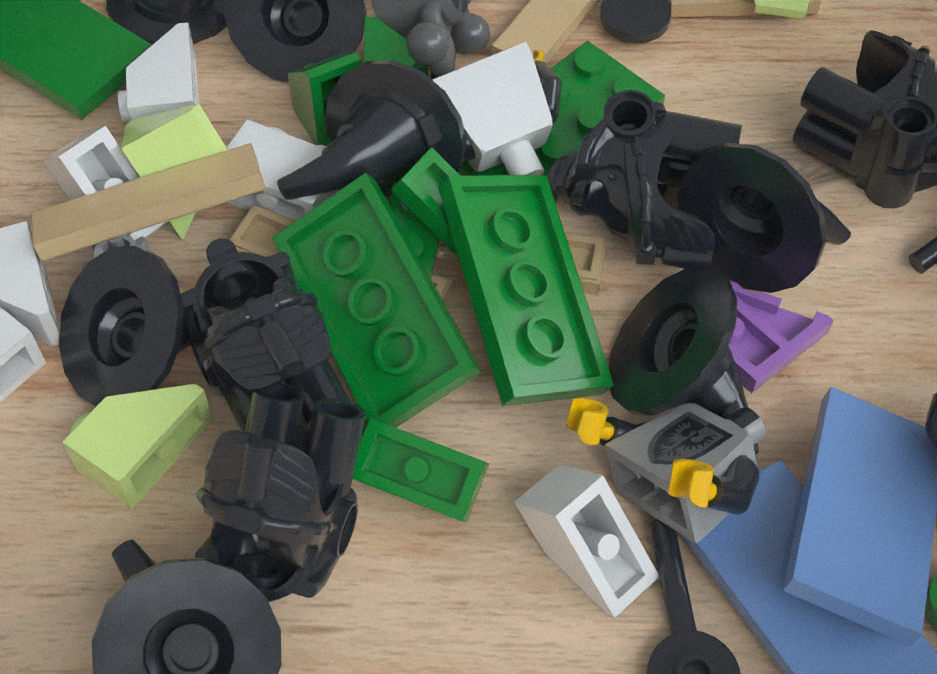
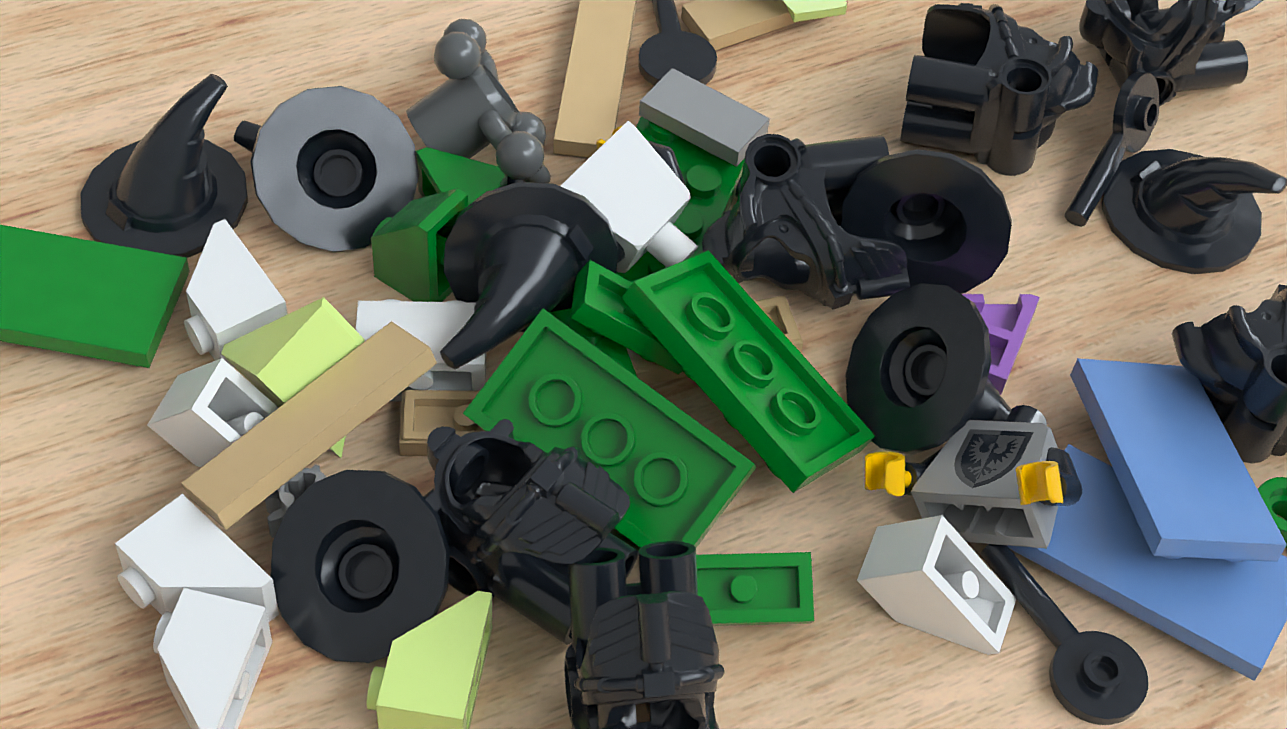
camera: 30 degrees left, 5 degrees down
(618, 60) = (703, 116): none -> light grey tile

